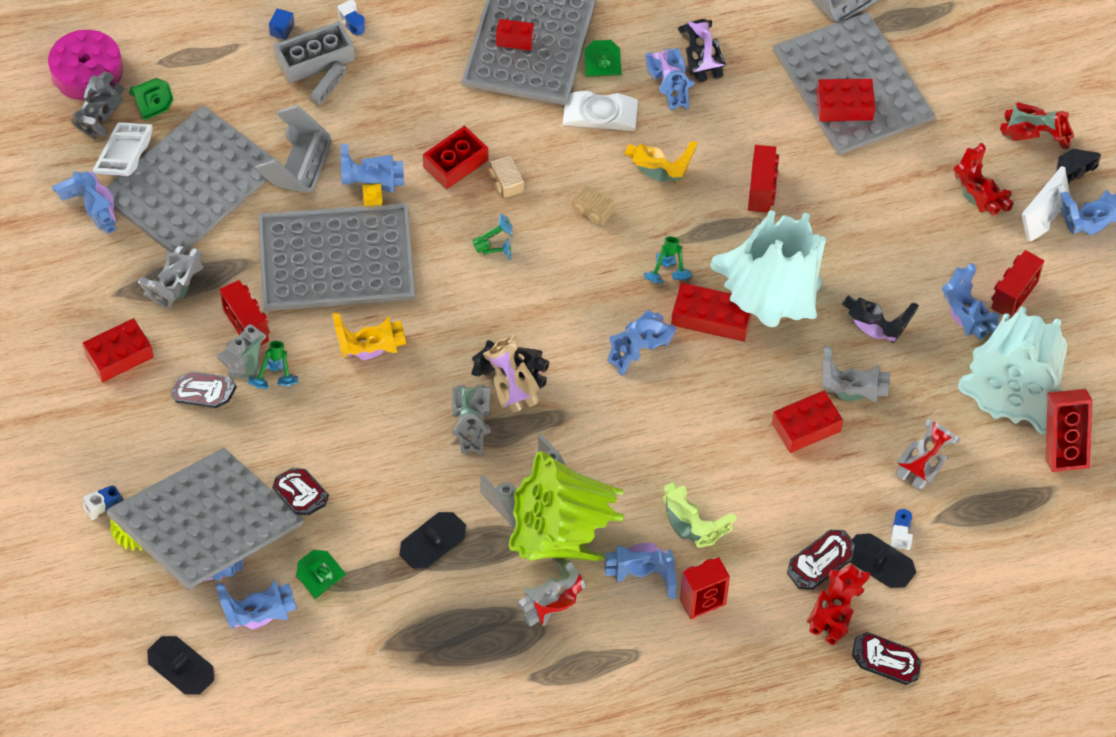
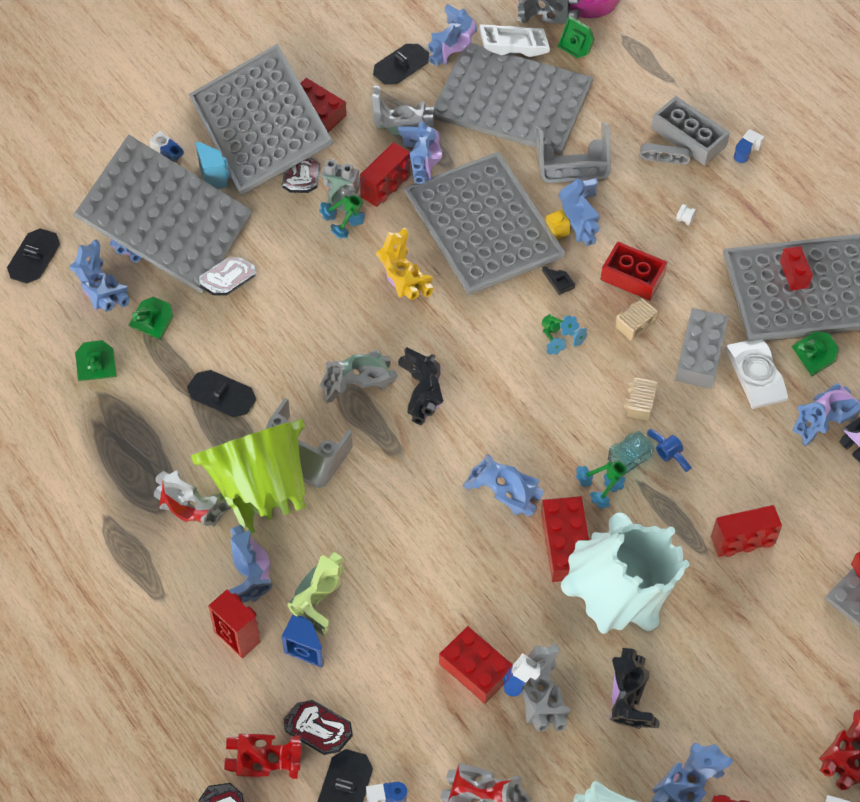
camera: 70 degrees right, 0 degrees up
(93, 260) = (401, 64): none -> black shield
(115, 400) = (260, 119): none -> light grey plate
(154, 463) = (212, 166): none -> medium azure slope
(237, 268) = (425, 149): none -> medium blue hips
(281, 24) = (709, 99): blue brick -> none
(349, 637) = (95, 361): none -> green piece
(408, 94) = (686, 215): none -> white wheel
(431, 221) = (559, 279): none -> black tile
(518, 388) = (400, 391): tan hips -> none
(561, 139) = (701, 348): none -> light grey brick
(645, 234) = (631, 451): none -> clear light blue brick
(653, 204) = (669, 449): none -> blue piece
(654, 164) = (715, 433): yellow hips -> none
(738, 542) = (302, 641): none -> blue slope
(839, 386) = (520, 674): none -> leg

